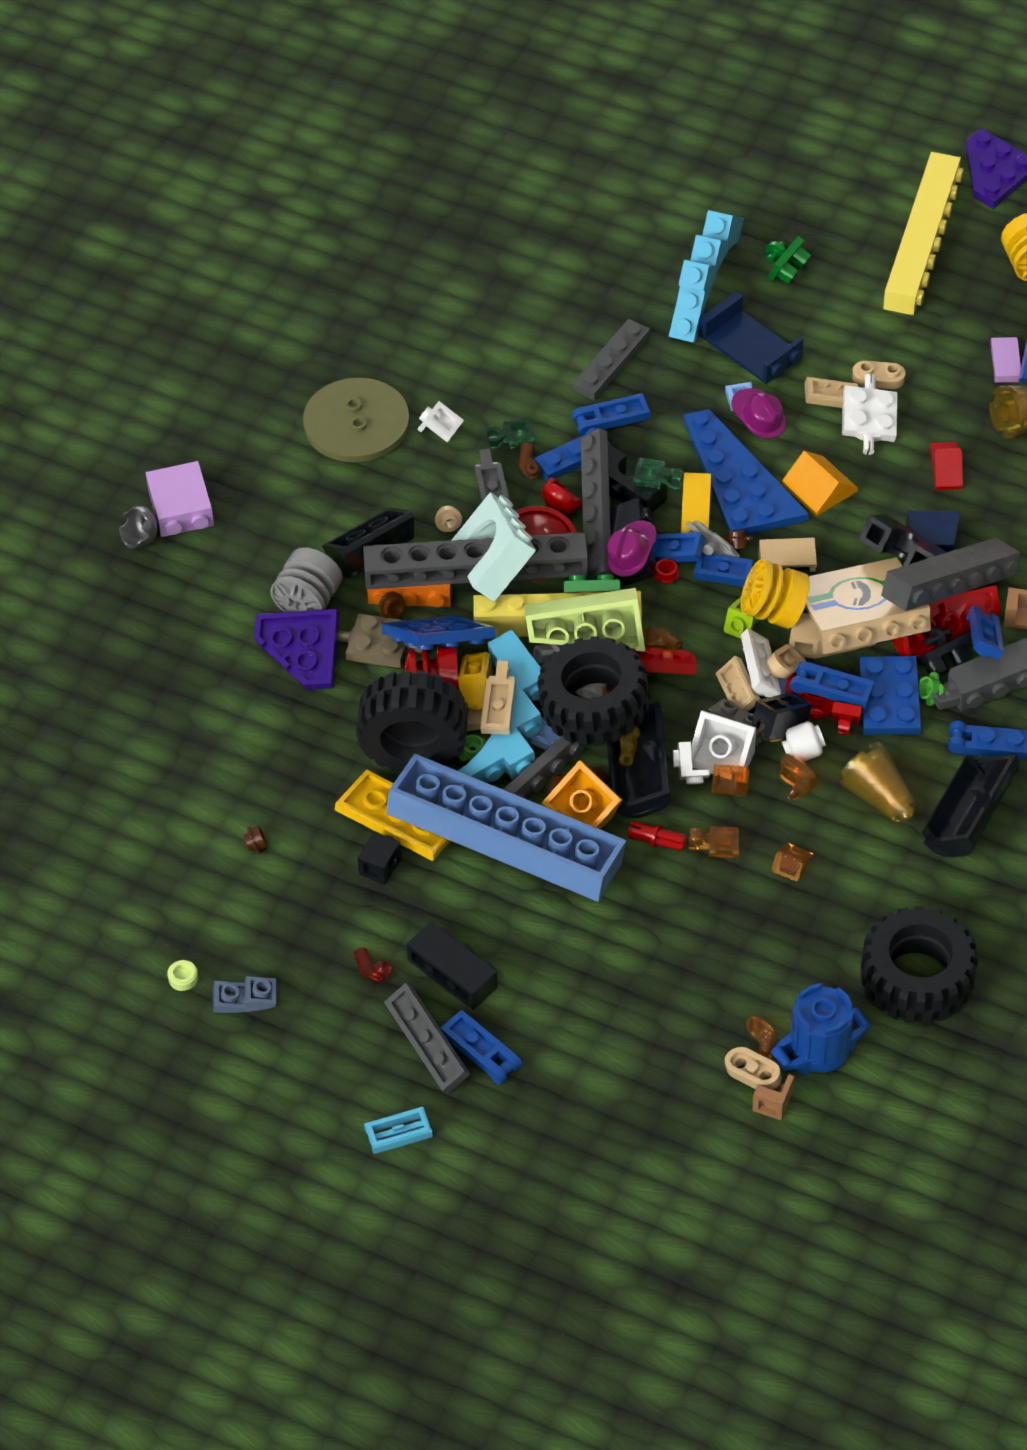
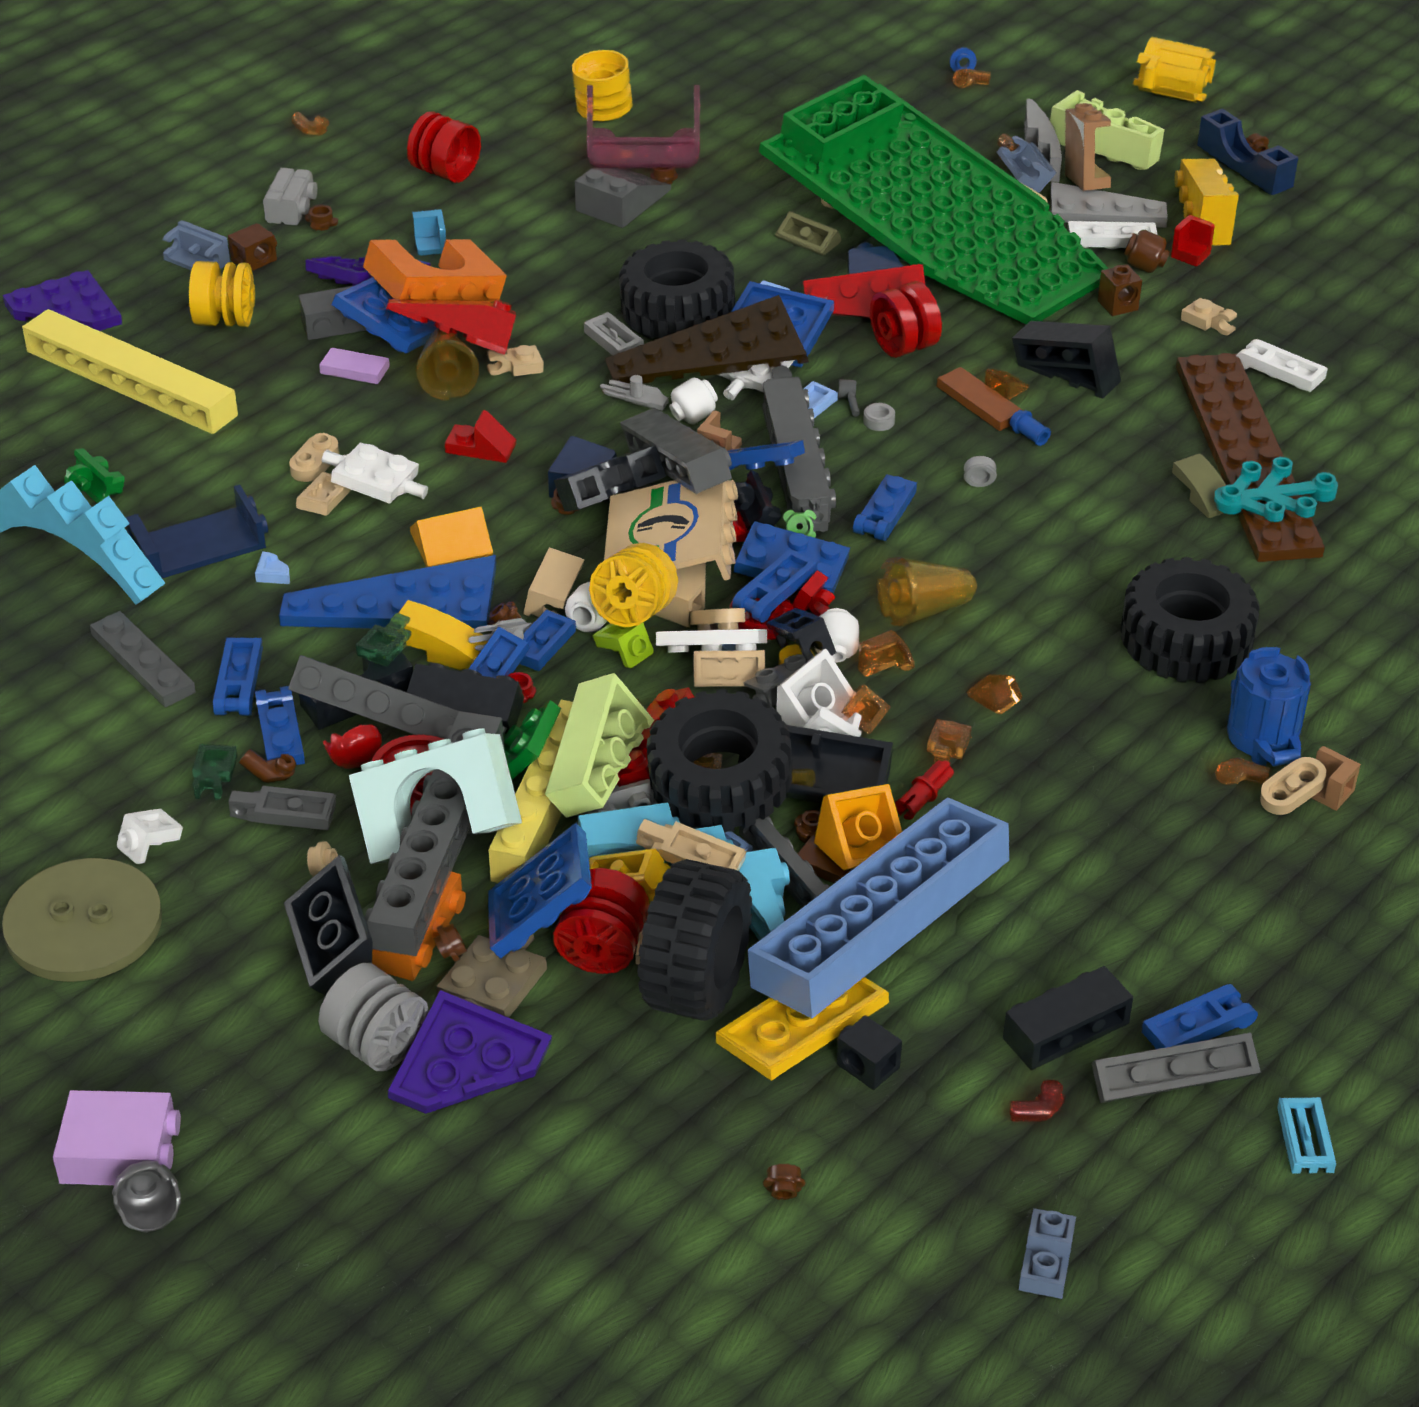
camera: 75 degrees left, 10 degrees down
(182, 975) = (990, 1319): yellowish green tile -> none
(630, 548) = (491, 688): magenta piece -> none
(759, 412) = (317, 551): magenta piece -> none
(969, 804) = (981, 530): black container -> none

